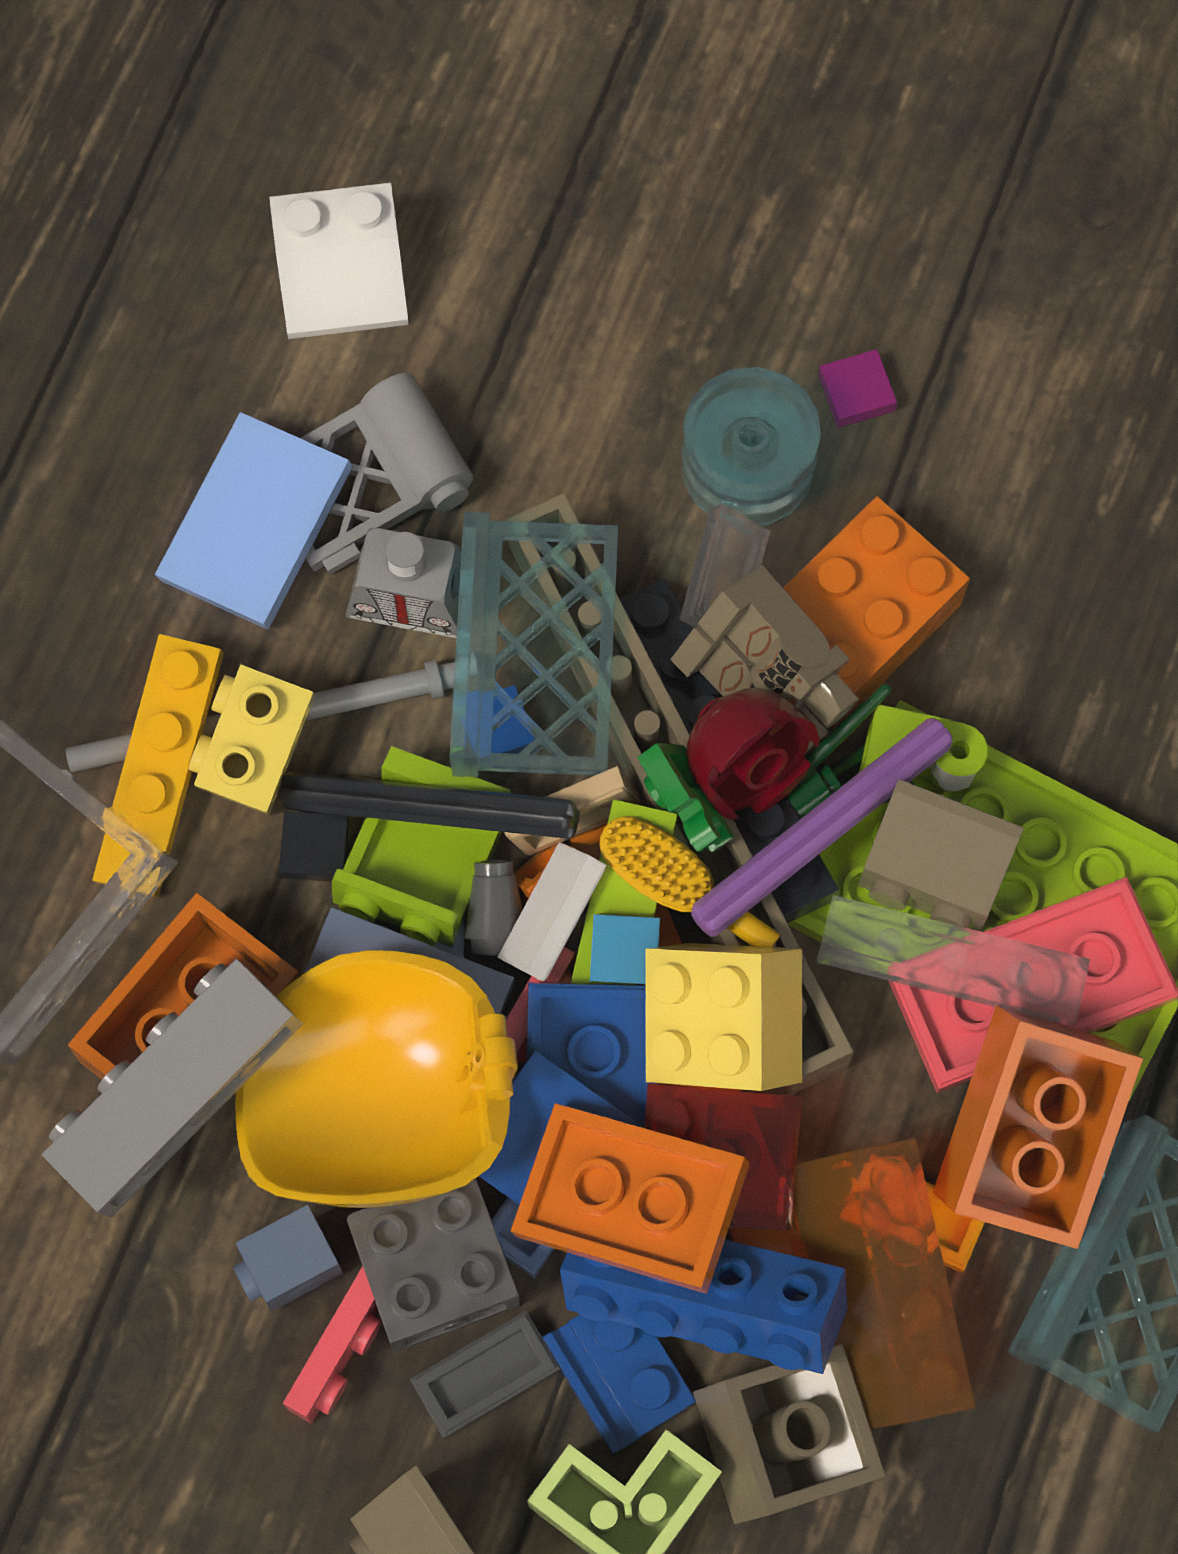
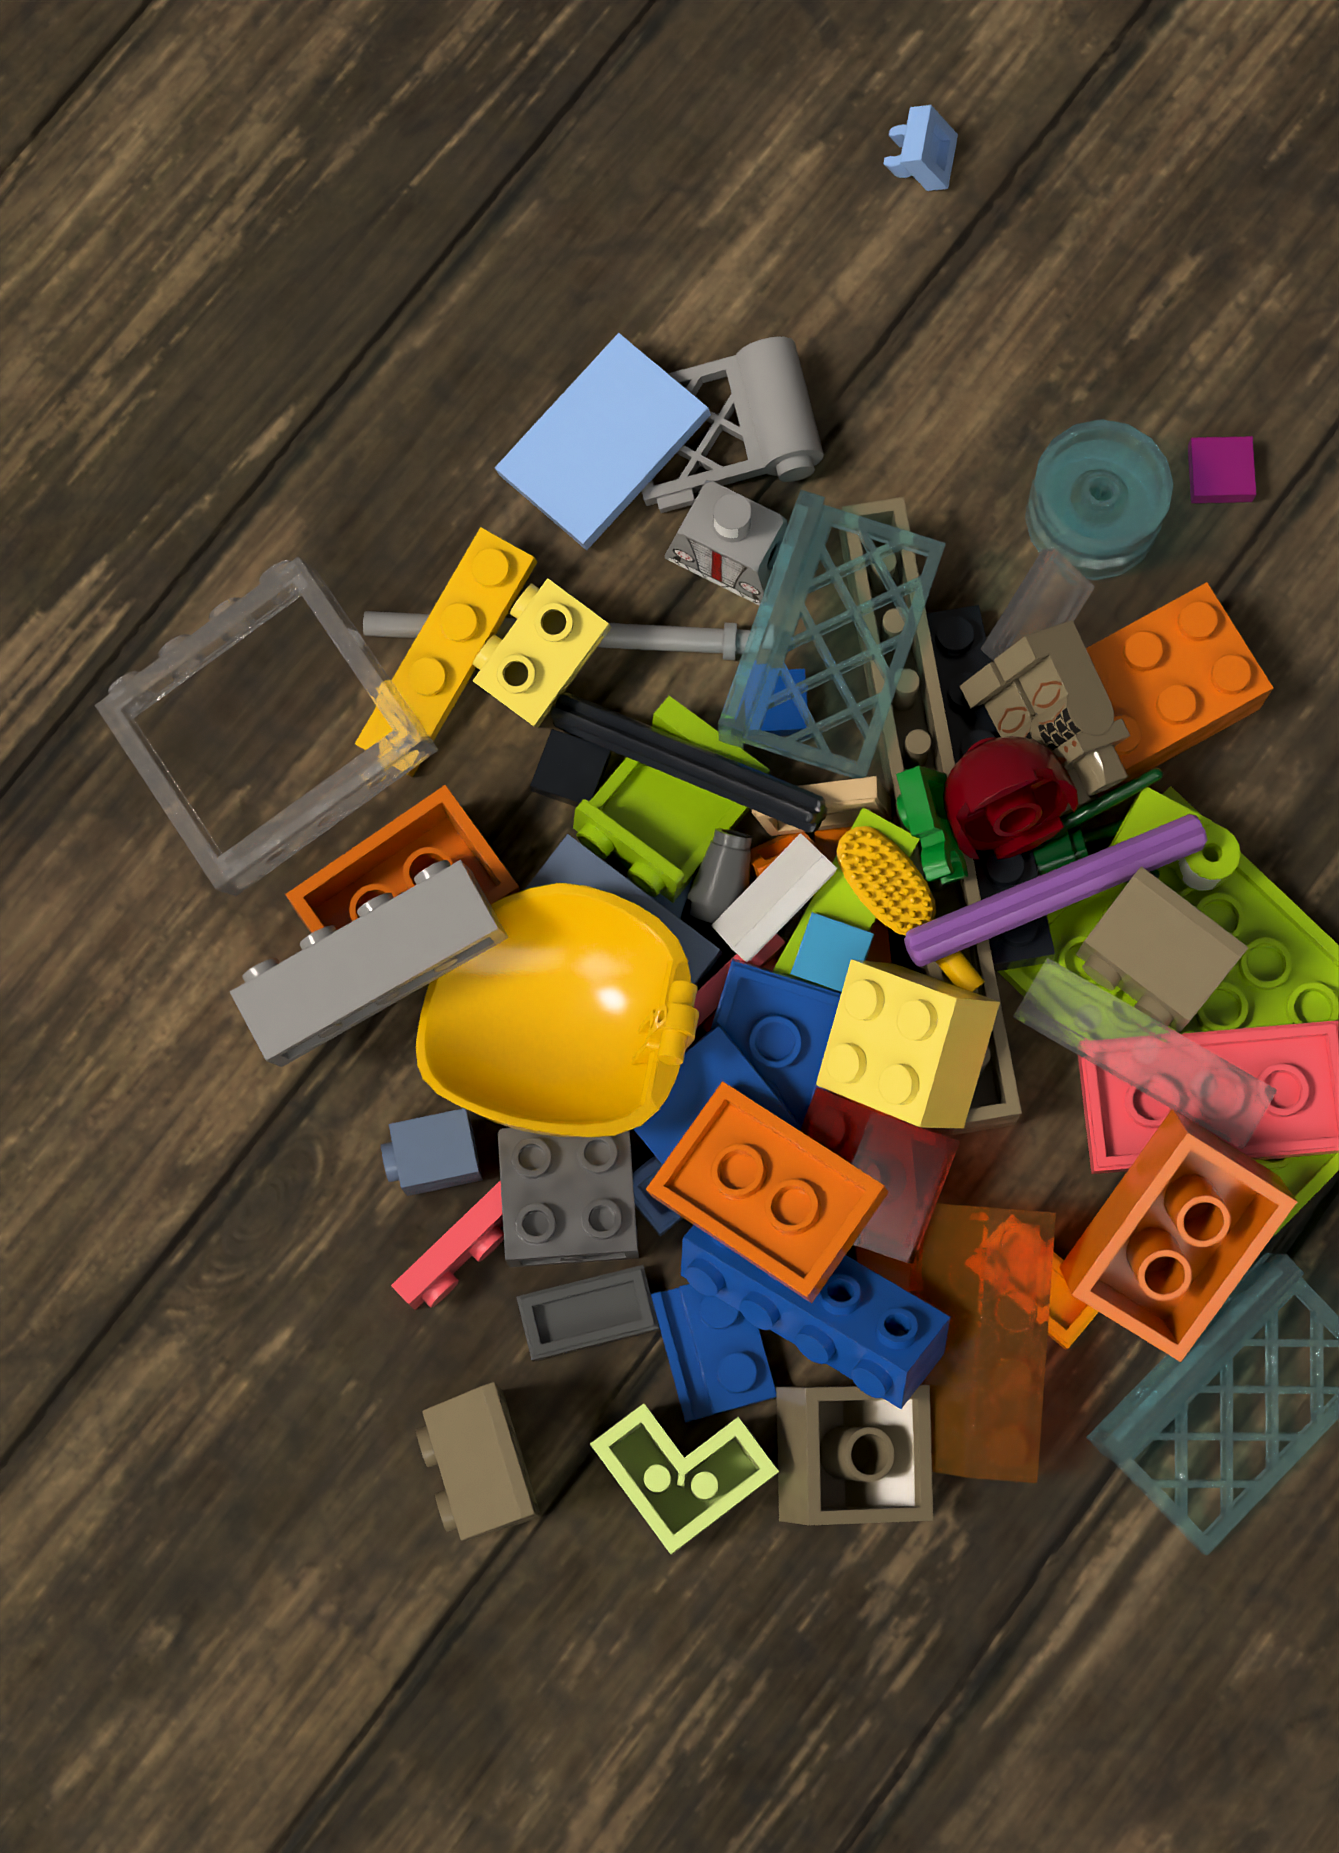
camera: 20 degrees right, 5 degrees up
(339, 260) = (755, 209): white slope -> none
(486, 161) = (926, 146): none -> light blue tile

